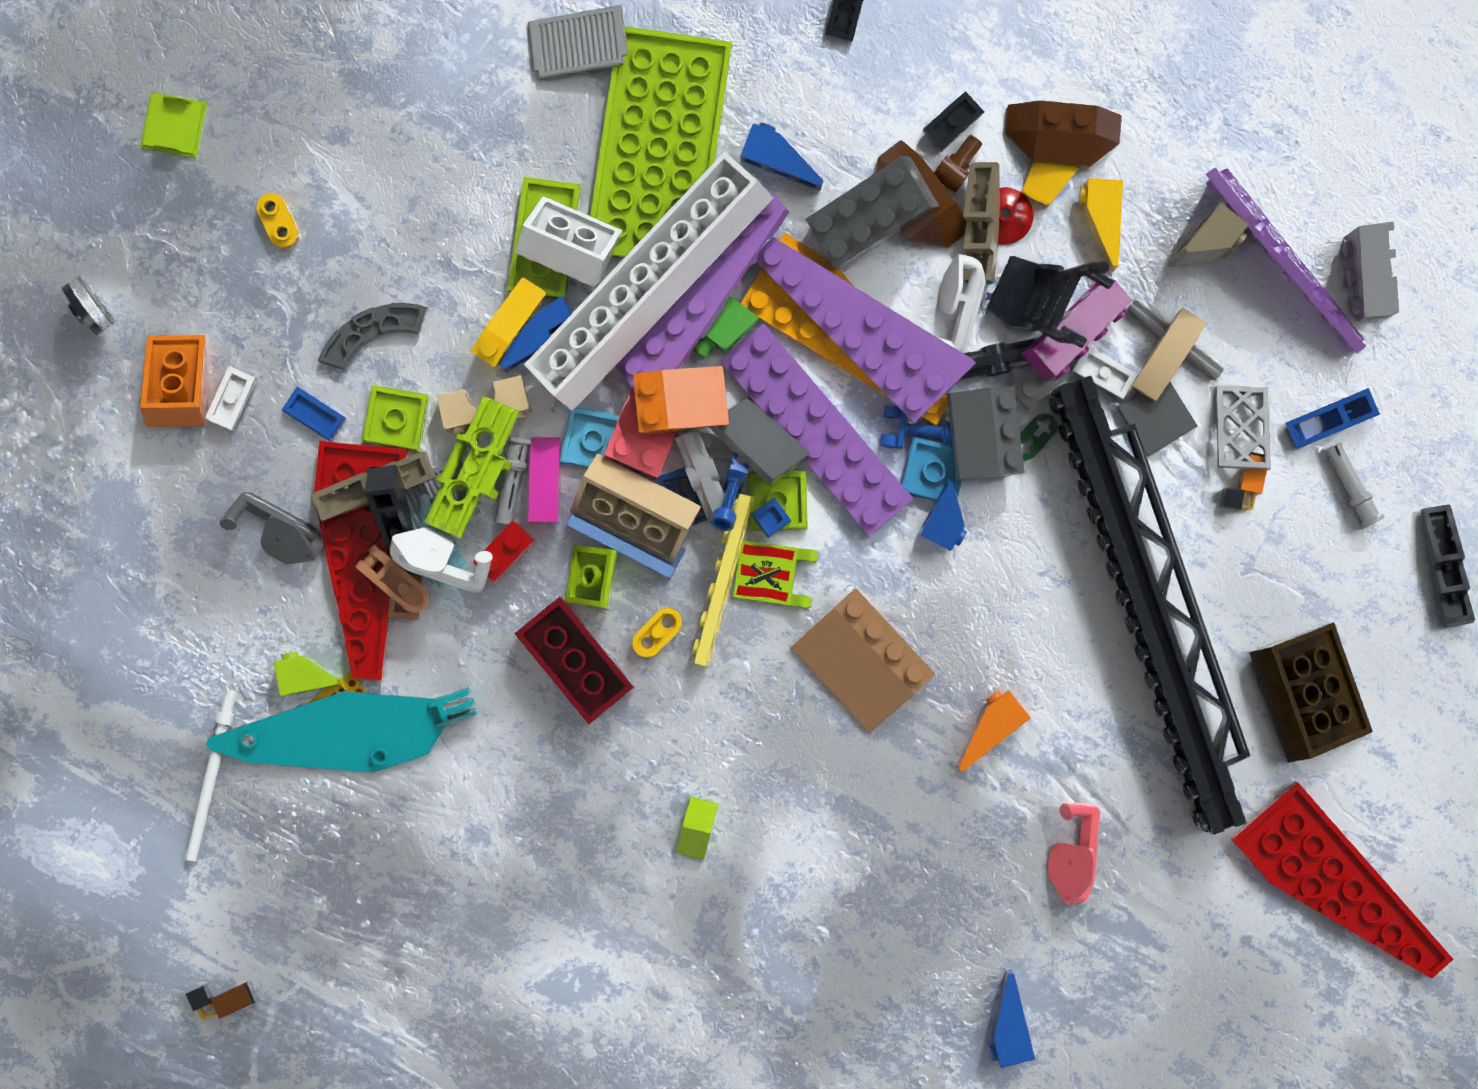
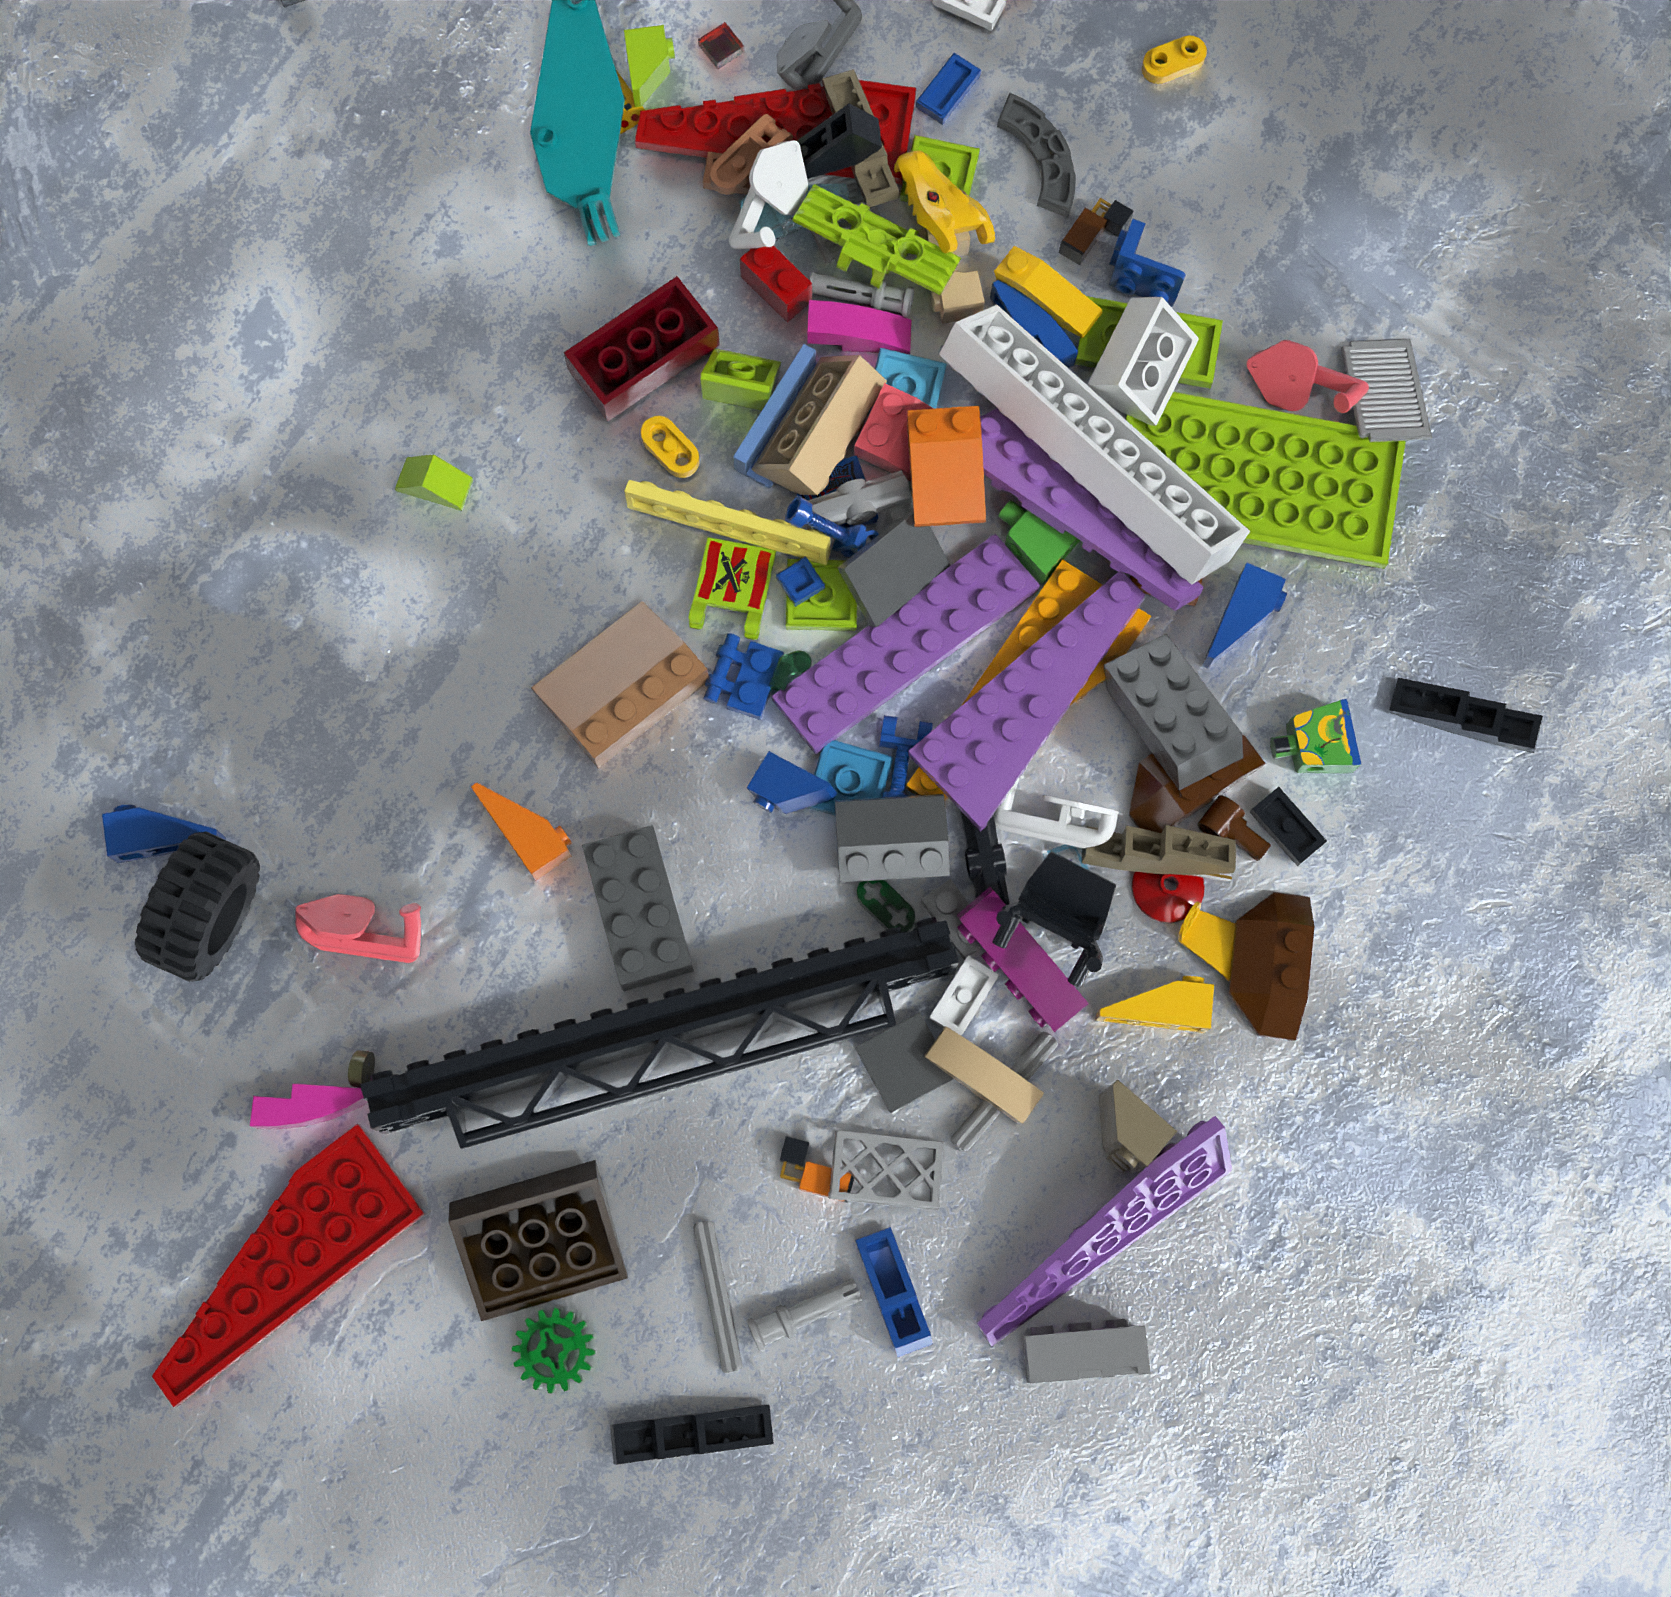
camera: 90 degrees right, 10 degrees down
(281, 612) = (721, 45): none -> clear red tile
(434, 415) = (941, 204): none -> yellow animal
(441, 289) = (1090, 227): none -> piece
(483, 259) = (1140, 274): none -> blue bracket
(573, 120) = (1288, 373): none -> coral piece
(843, 524) = (787, 666): none -> clear green arm
(854, 552) = (751, 688): none -> blue plate
(882, 96) = (1320, 740): none -> torso
(1050, 632) = (637, 908): none -> dark grey brick
(1080, 978) = (197, 906): none -> black tyre
(1188, 841) = (360, 1068): none -> olive tile
(1220, 878) = (306, 1107): none -> dark pink slope
(1344, 552) = (717, 1297): none -> light grey axle
(1387, 663) = (547, 1332): none -> green gear

